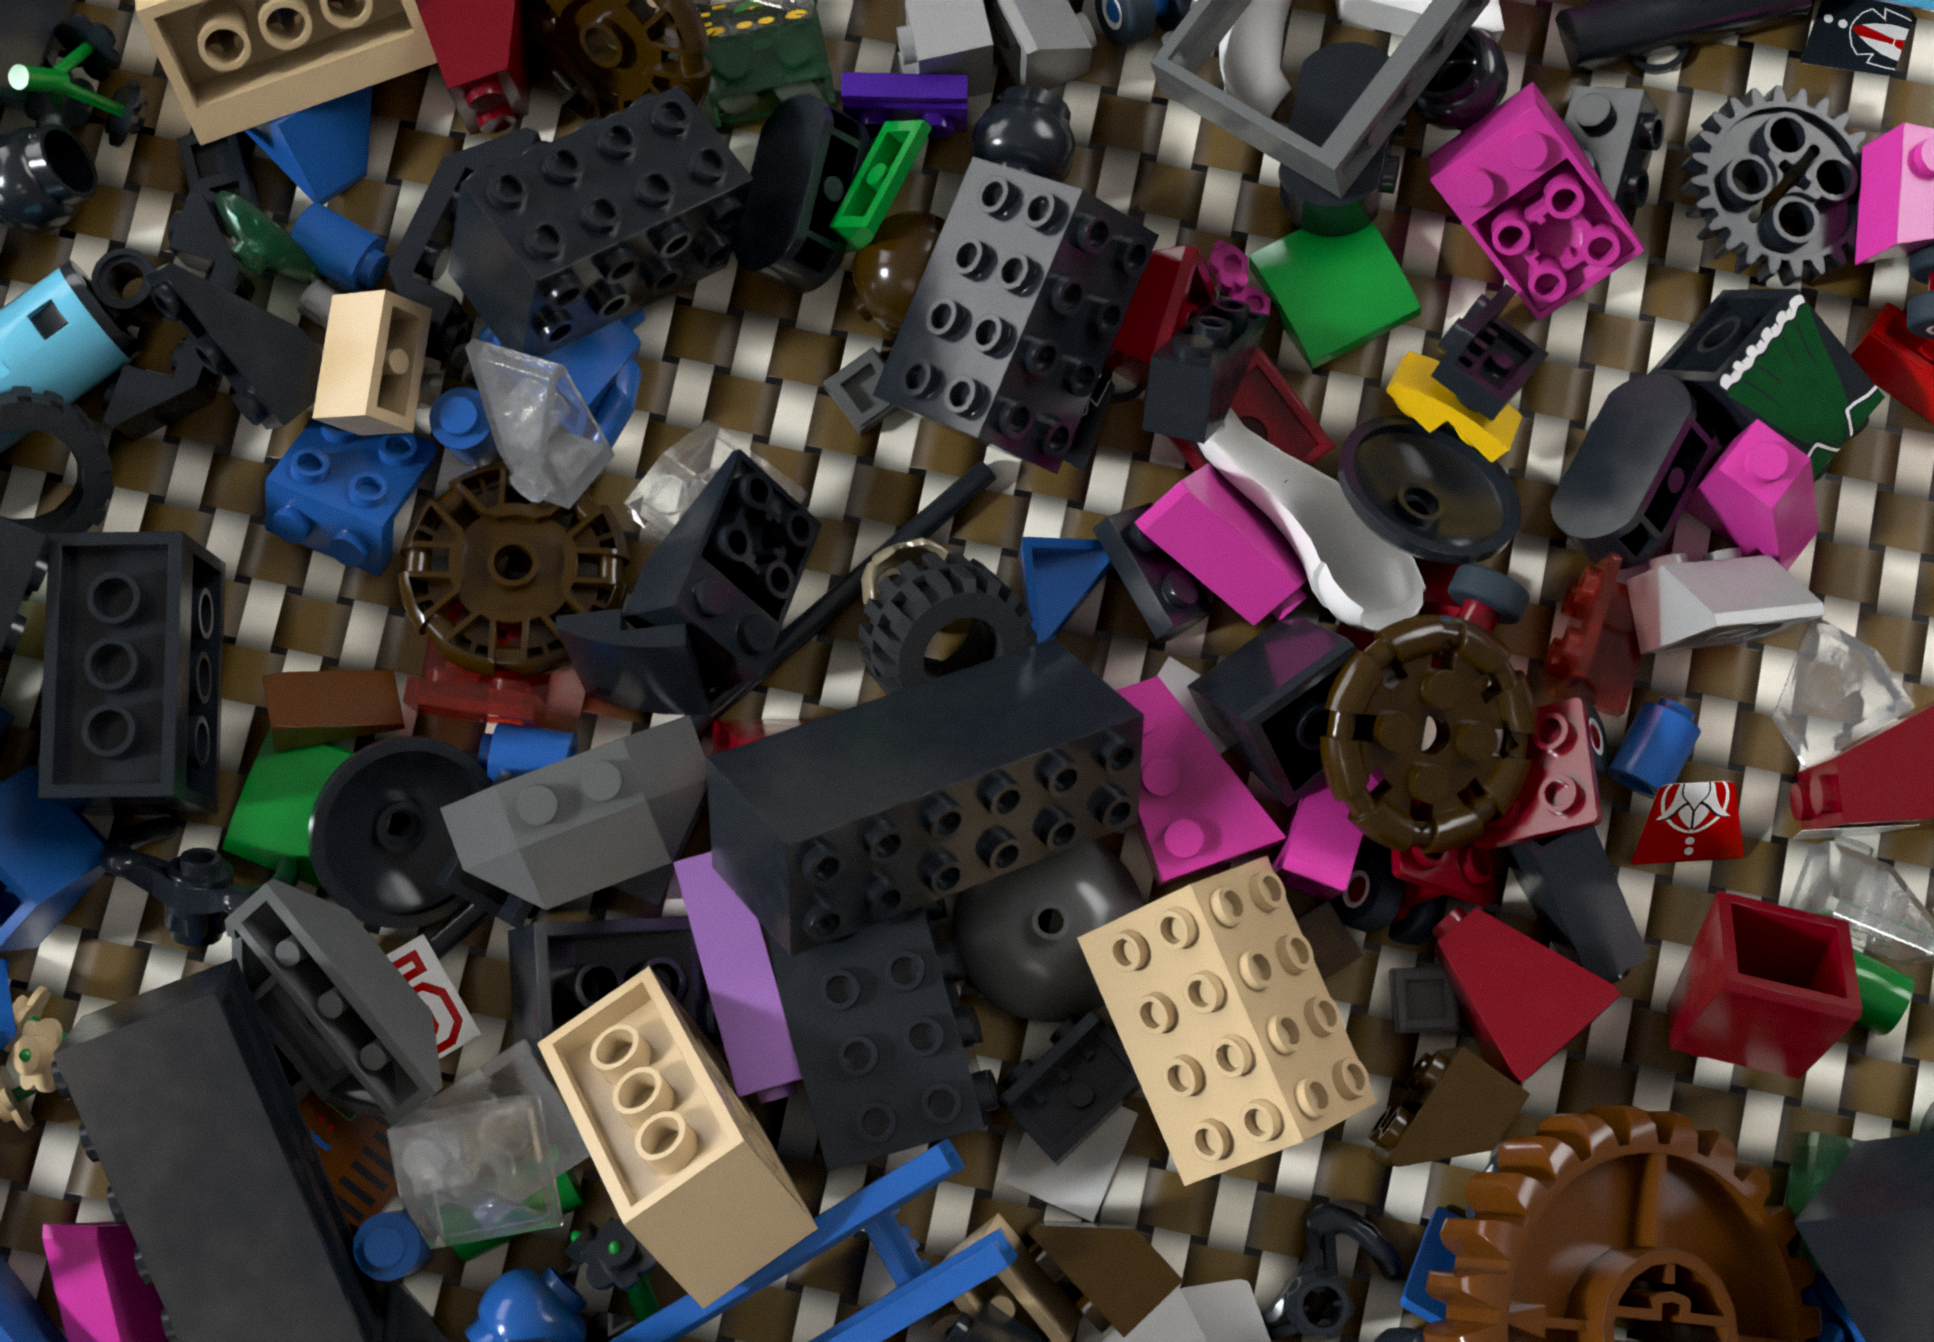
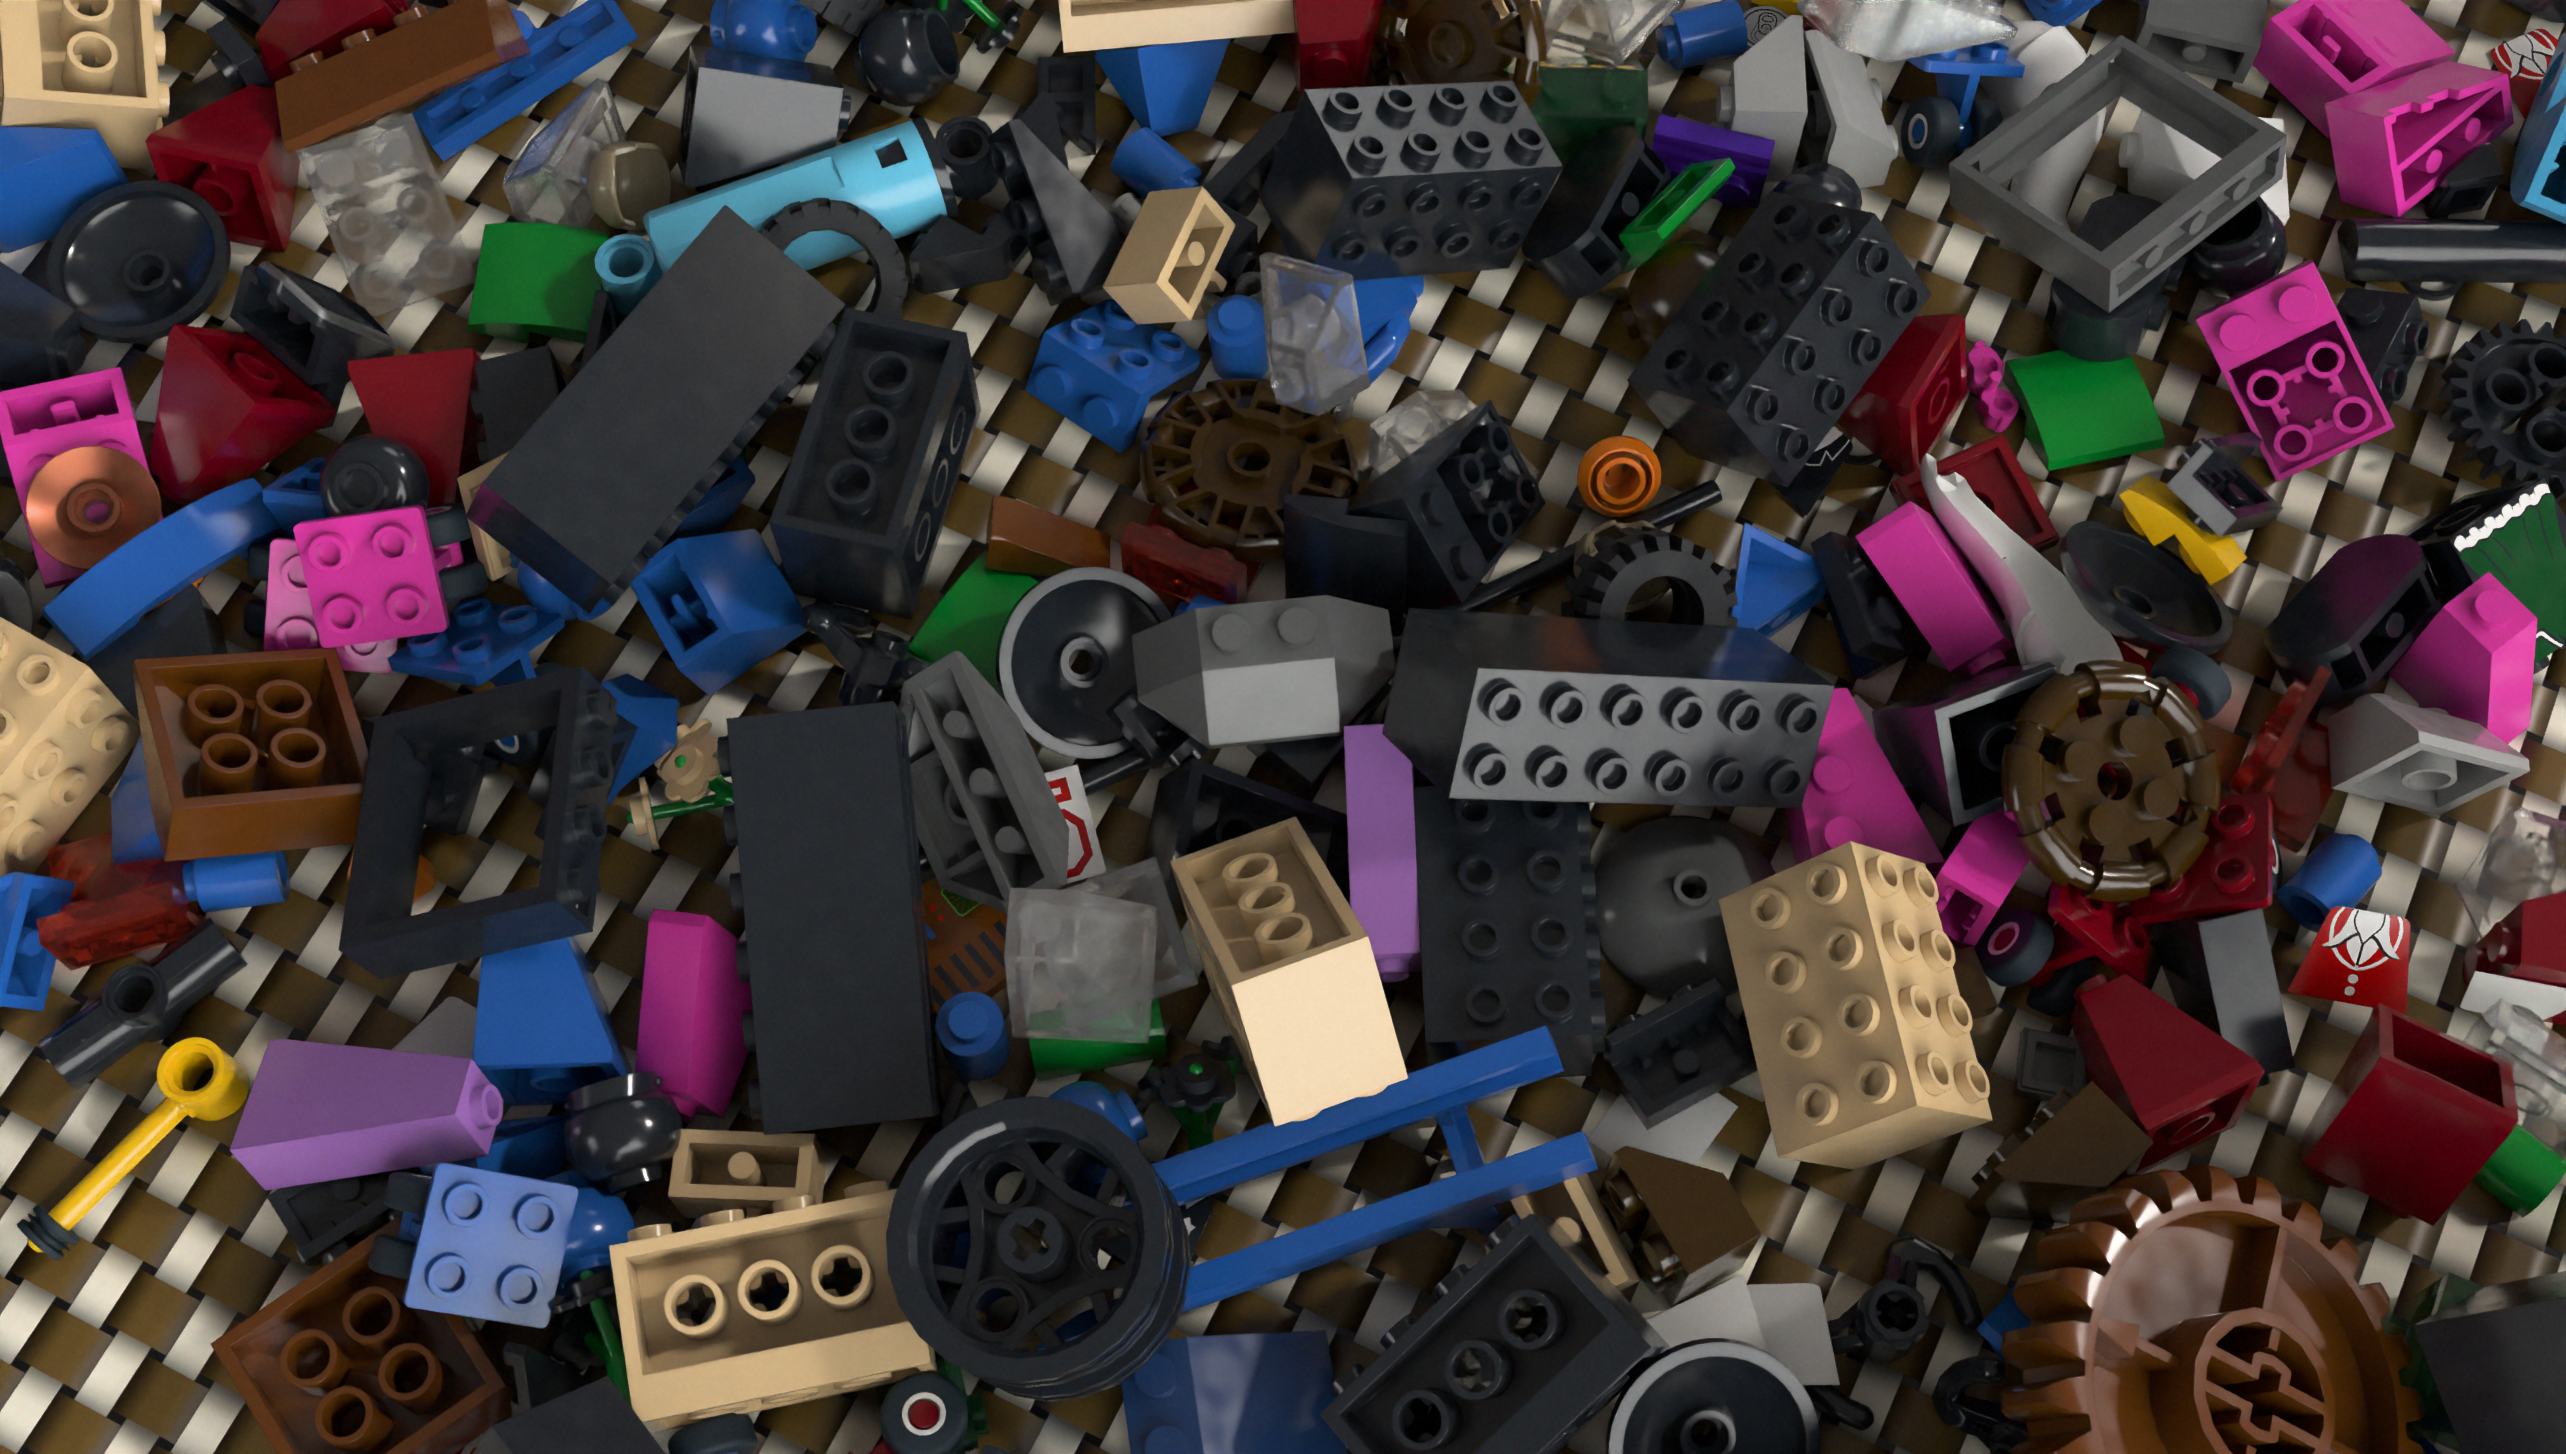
camera: 15 degrees right, 15 degrees down
(262, 241) = (1098, 142): clear green dish -> none
(853, 391) = (1612, 401): dark grey tile -> none
(886, 486) = (1624, 488): none -> orange cone
(1201, 370) = (1944, 426): black slope -> none

